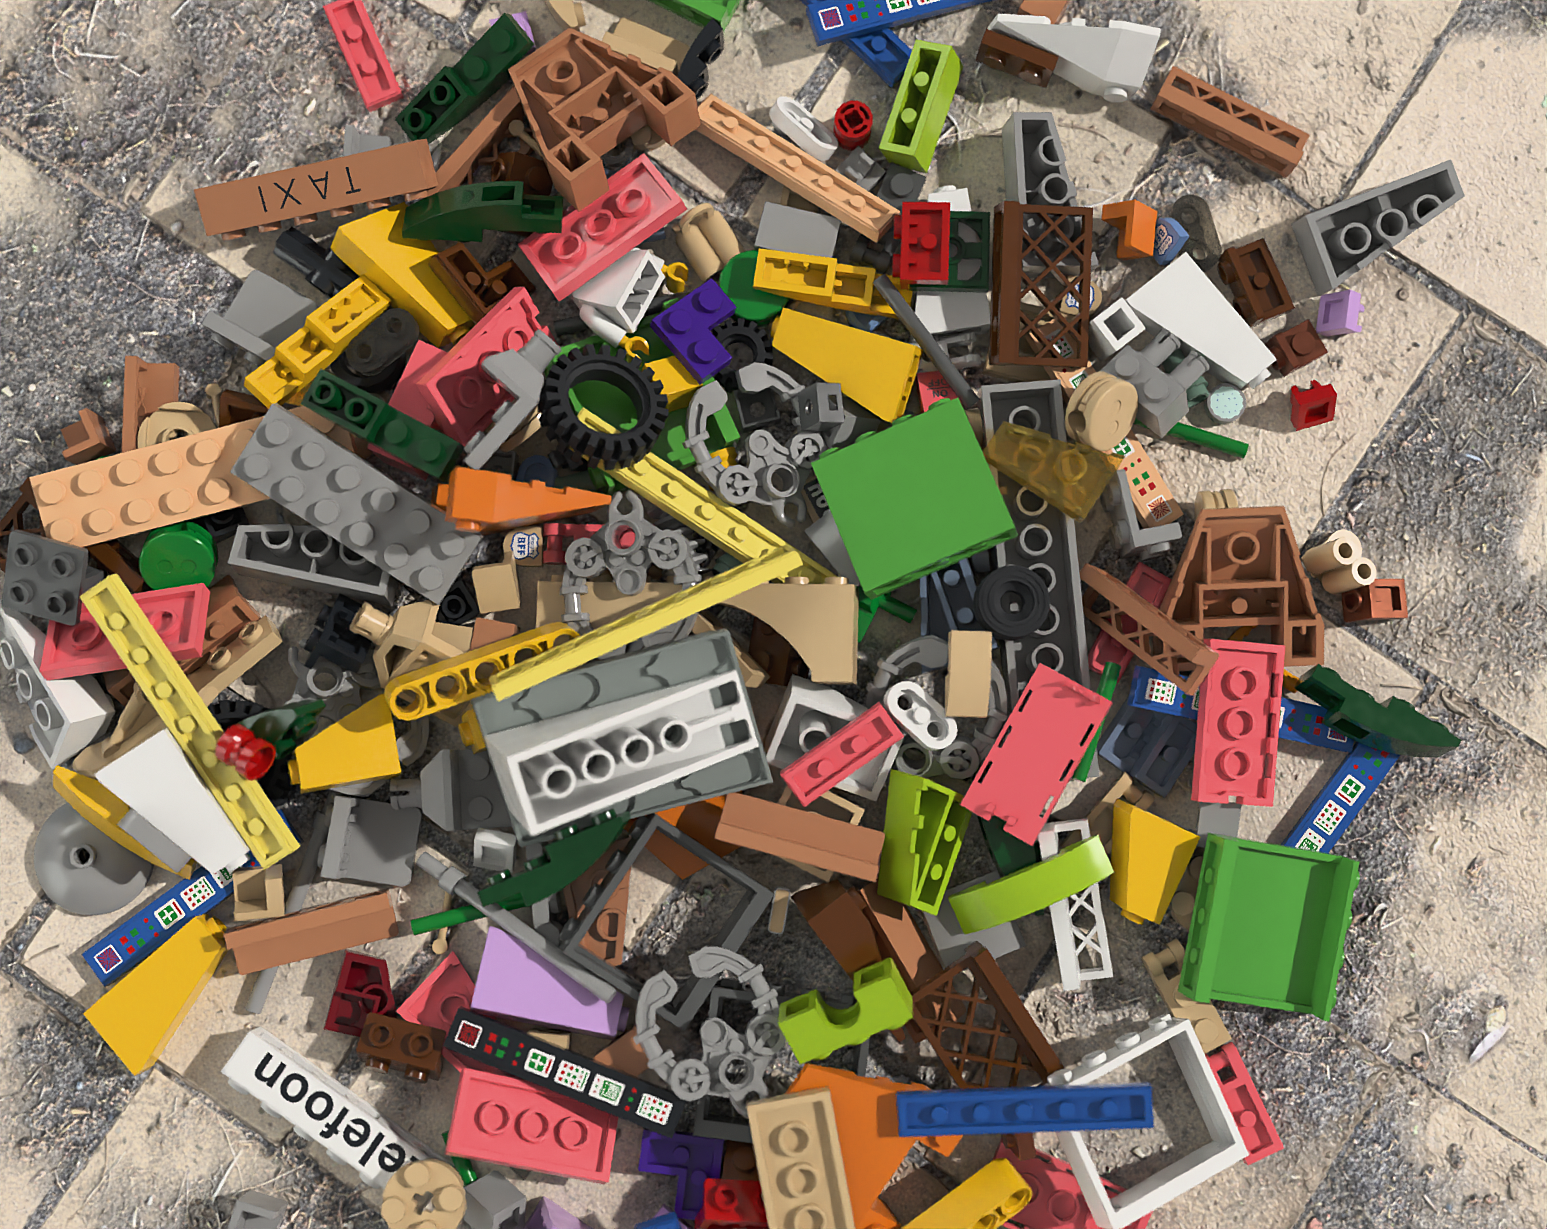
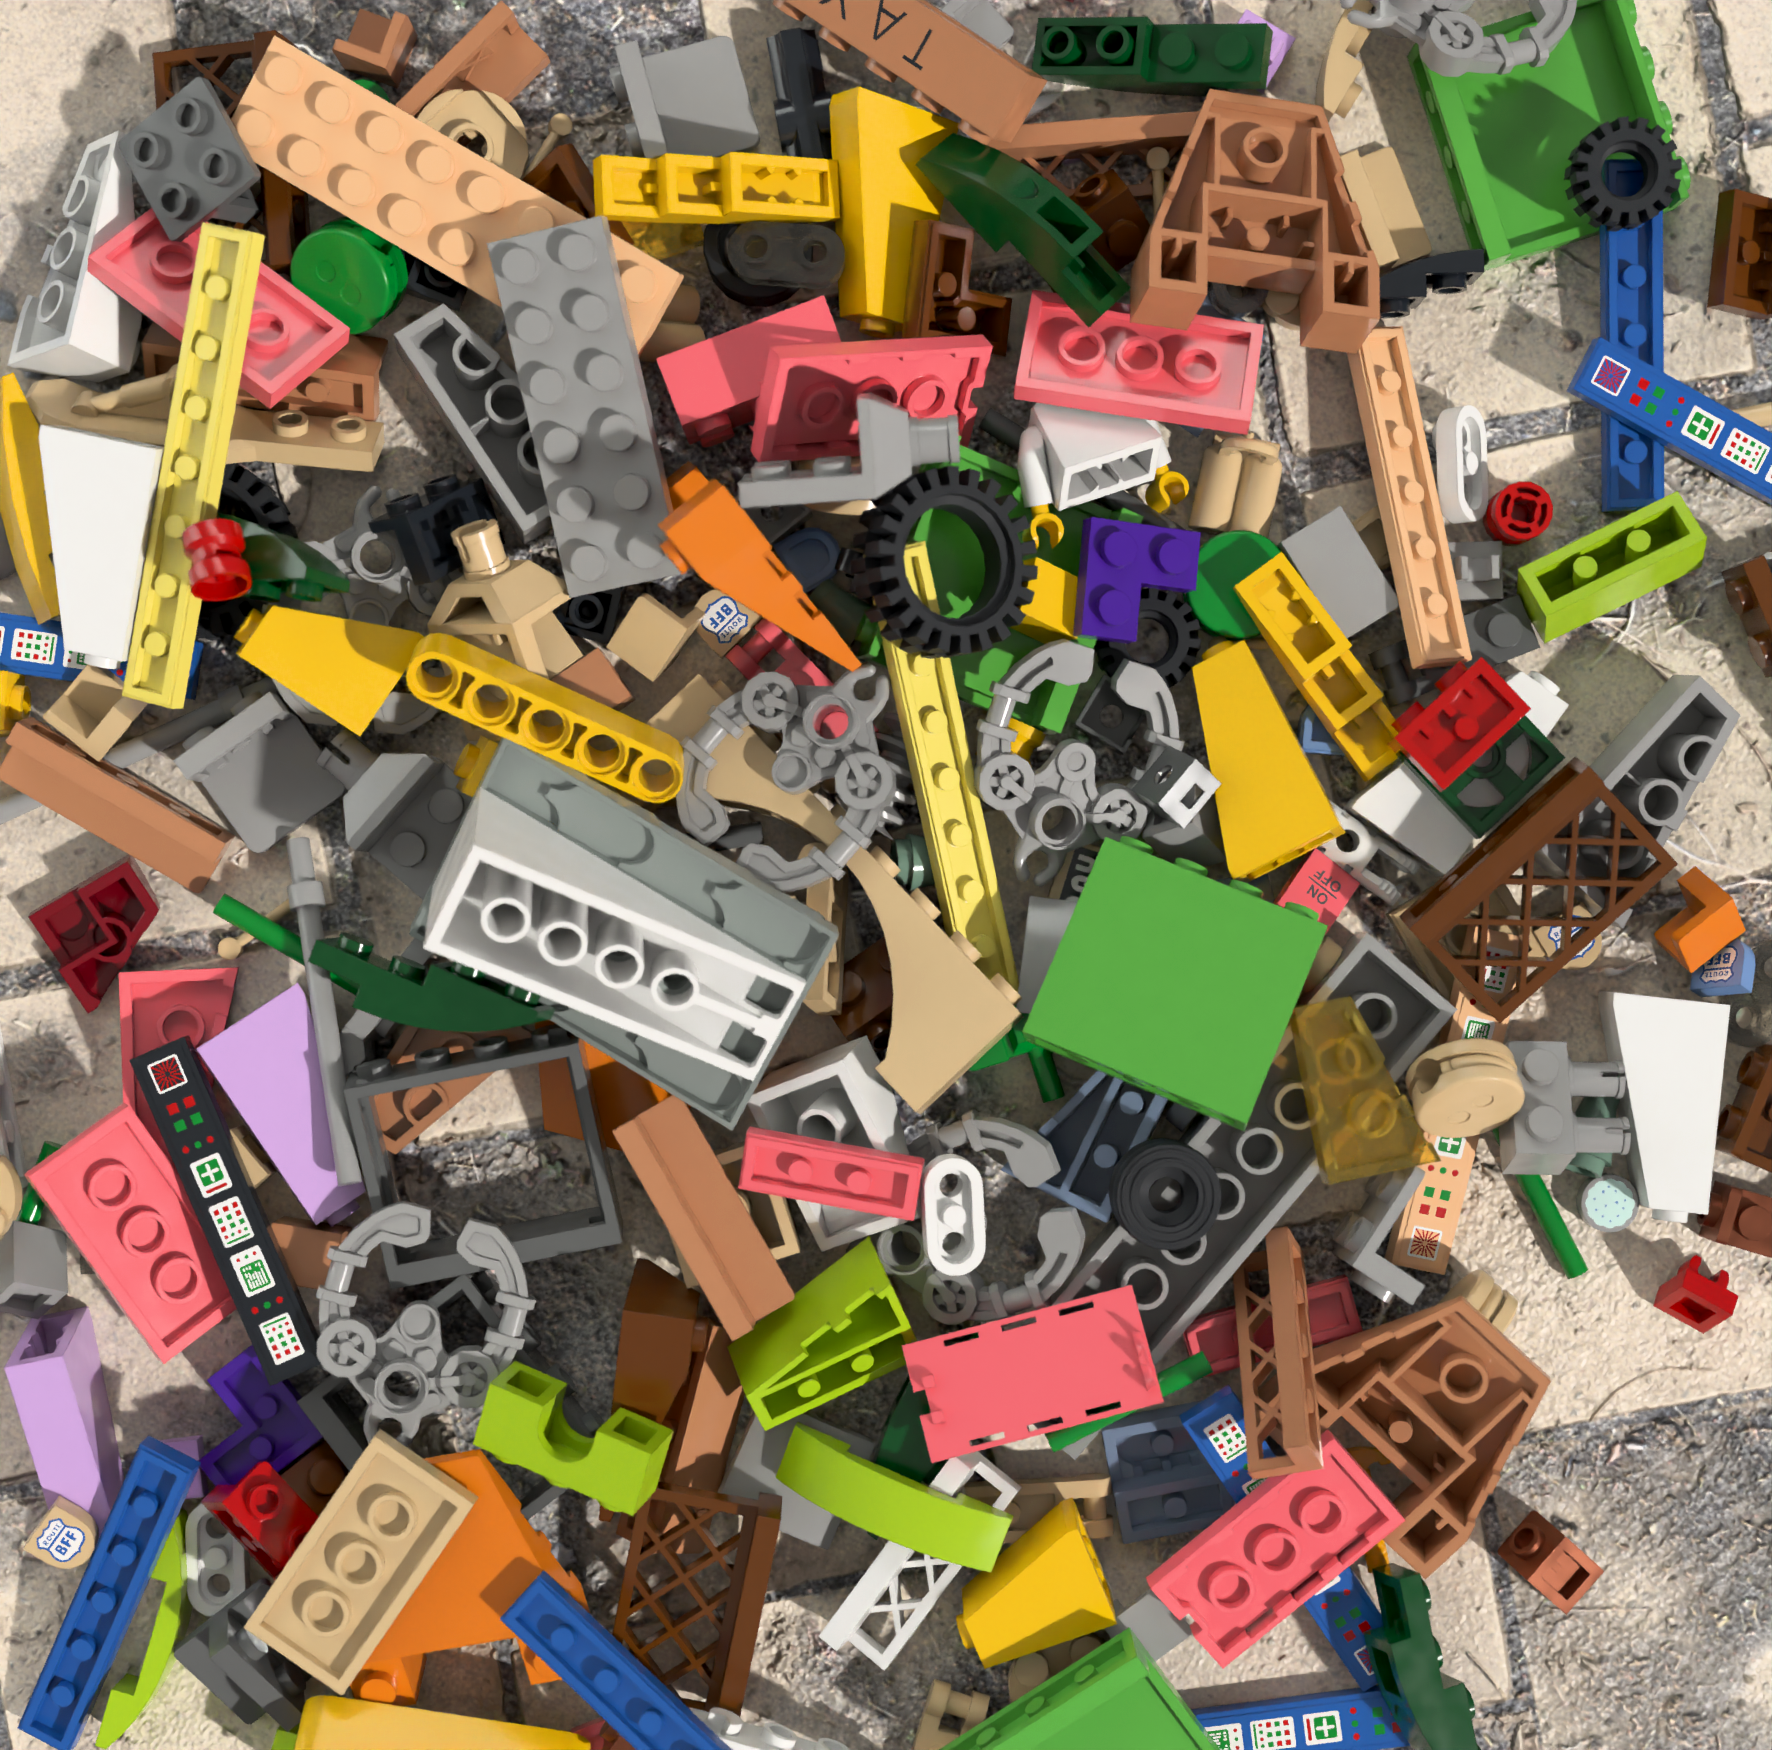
camera: 45 degrees right, 5 degrees up
(154, 840) = (36, 555): light grey beam -> none
(382, 425) = (693, 354): dark green slope -> none
(401, 1047) = (89, 1014): reddish brown bracket -> none
(494, 850) = (381, 907): white plate -> none
(644, 621) = (762, 836): light yellow tile -> none
(779, 910) = (611, 1260): tan piece -> none
(926, 341) = (1358, 826): dark grey bar -> none
(968, 674) = (1044, 1224): tan slope -> none
(1113, 329) = (1569, 1009): white brick -> none
(1339, 563) = (1550, 1488): tan piece -> none

